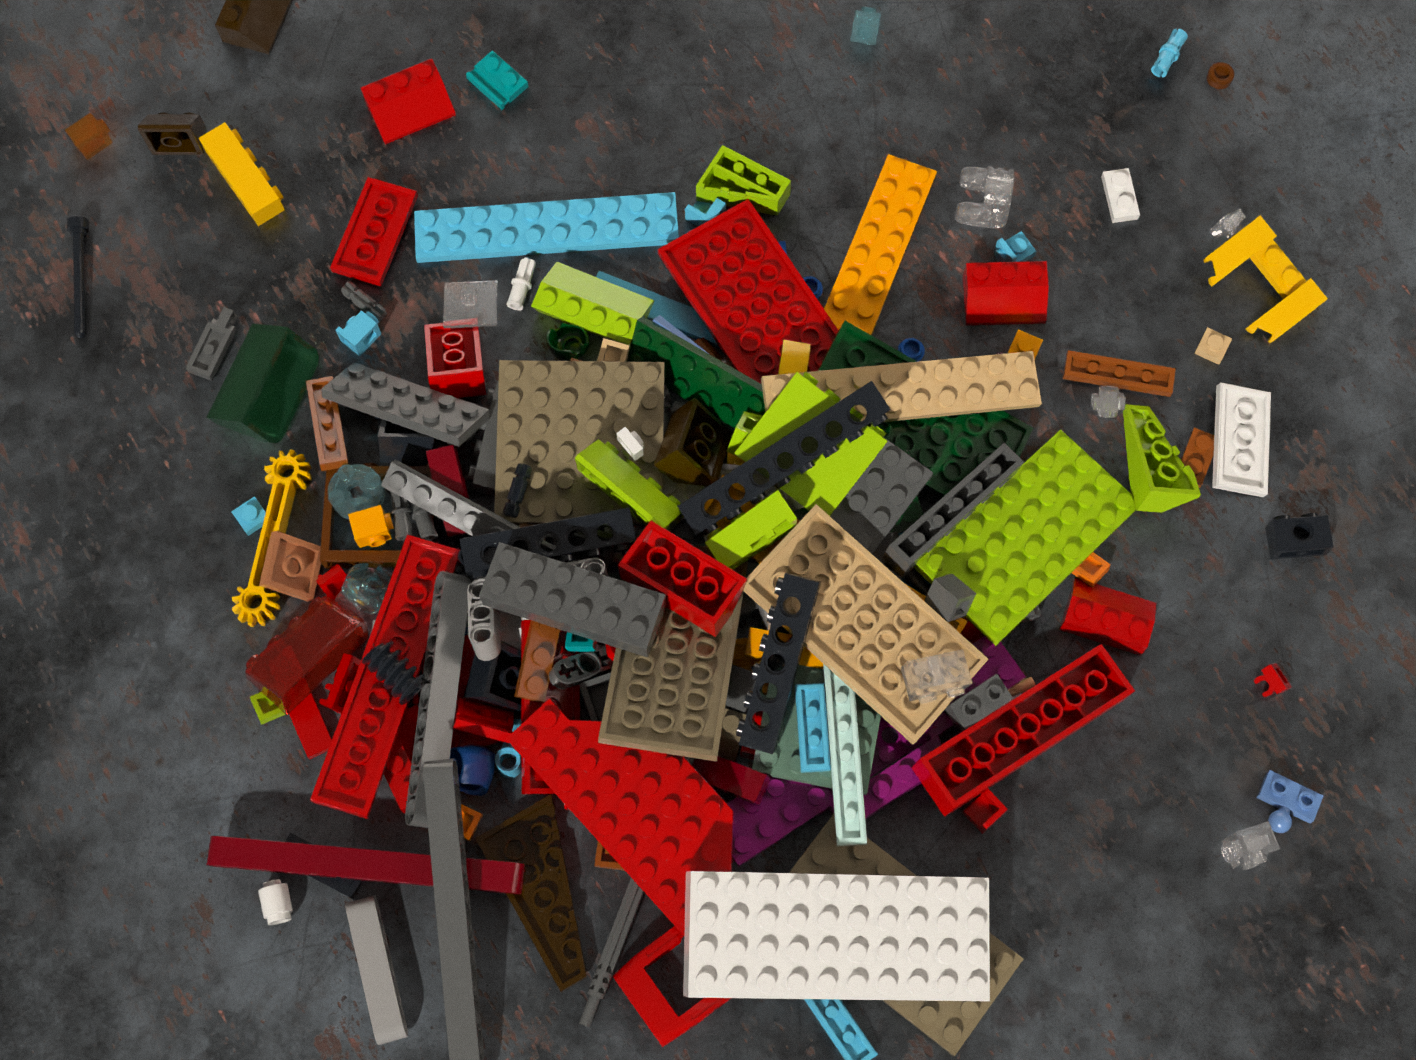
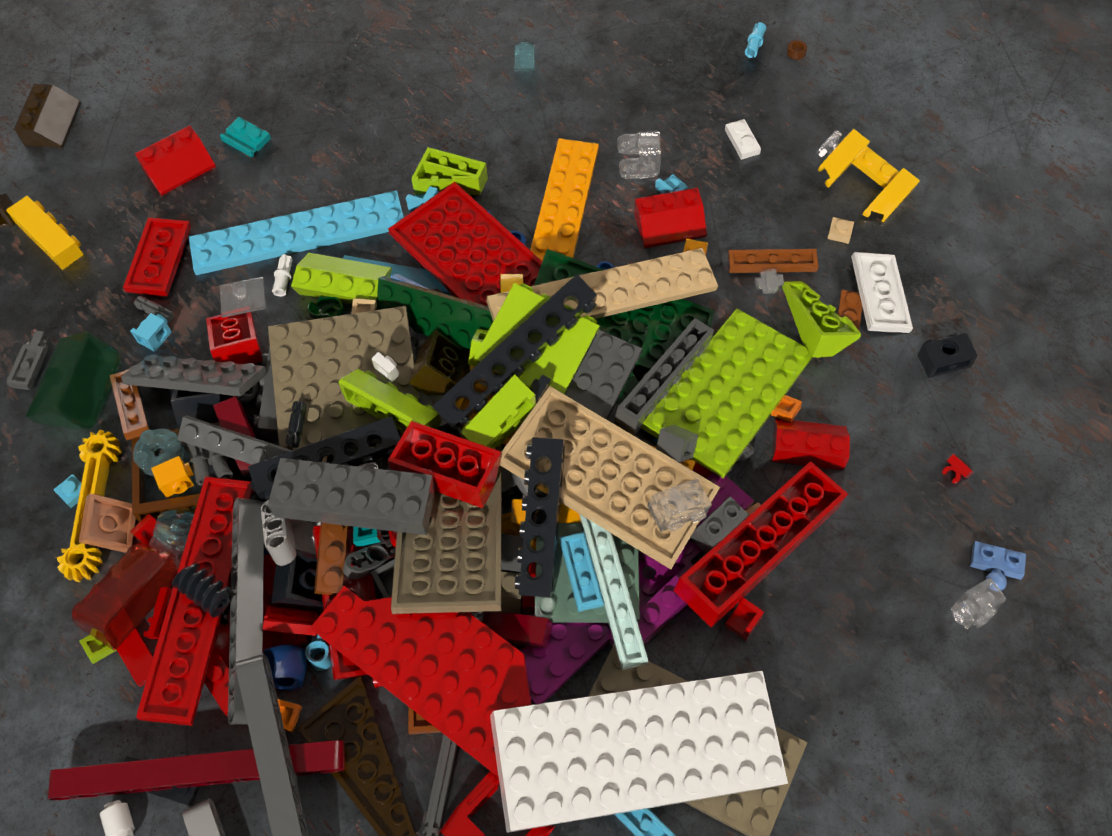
camera: 10 degrees left, 10 degrees down
(803, 504) = (540, 386): none -> black plate

